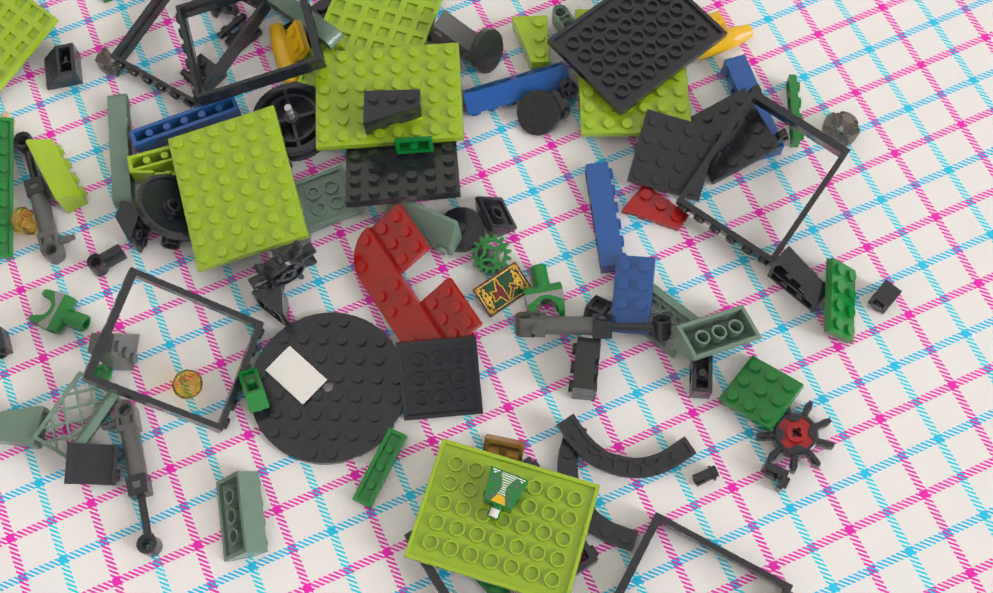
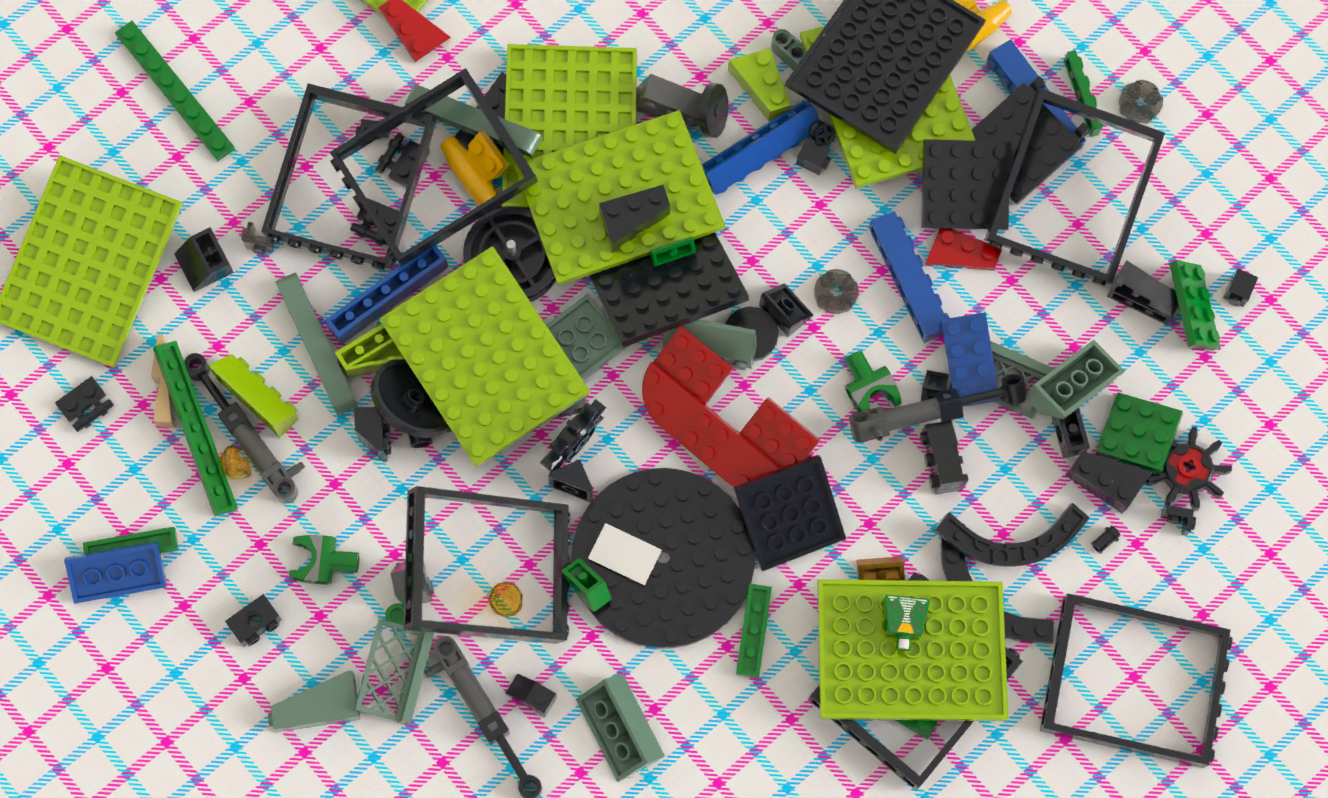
camera: 25 degrees left, 5 degrees up
(92, 464) = (434, 718): black panel -> none
(106, 260) = (354, 479): black piece -> none
(181, 469) = (531, 694): none -> black slope
(497, 249) = (786, 345): green gear -> none
(501, 289) = (821, 392): sticker -> none
(536, 223) = (826, 299): none -> clear smoke plate
(539, 112) = (797, 171): black wheel -> none
(722, 425) = (1108, 479): none -> black wedge

